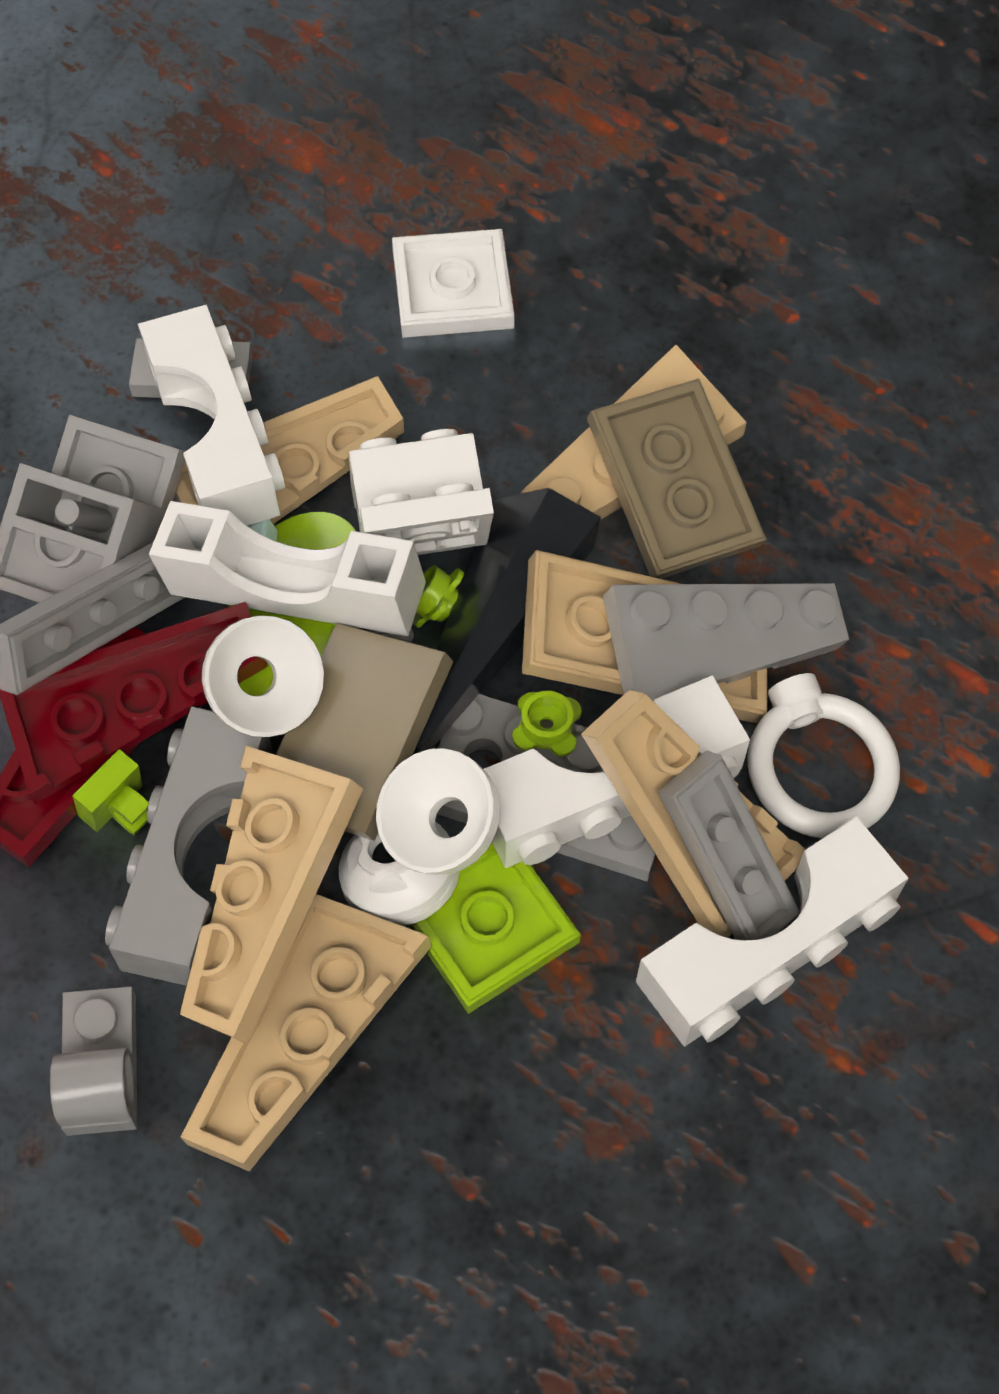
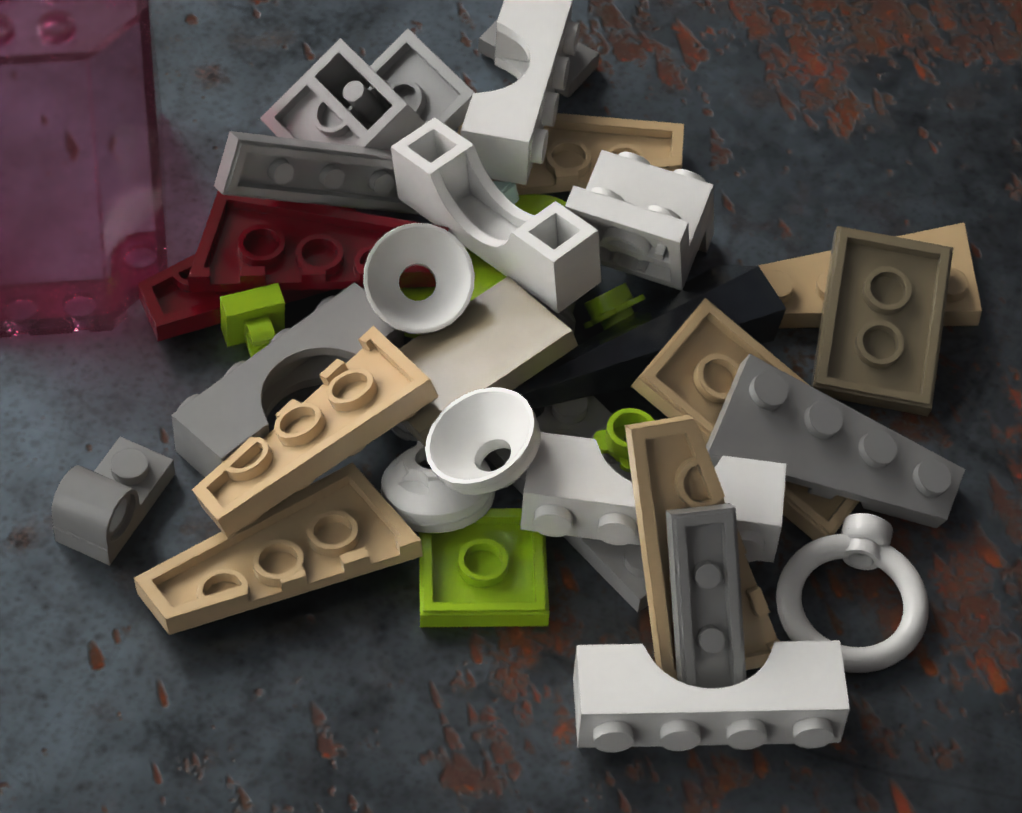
camera: 30 degrees right, 10 degrees down
(452, 283) = (805, 88): white tile -> none

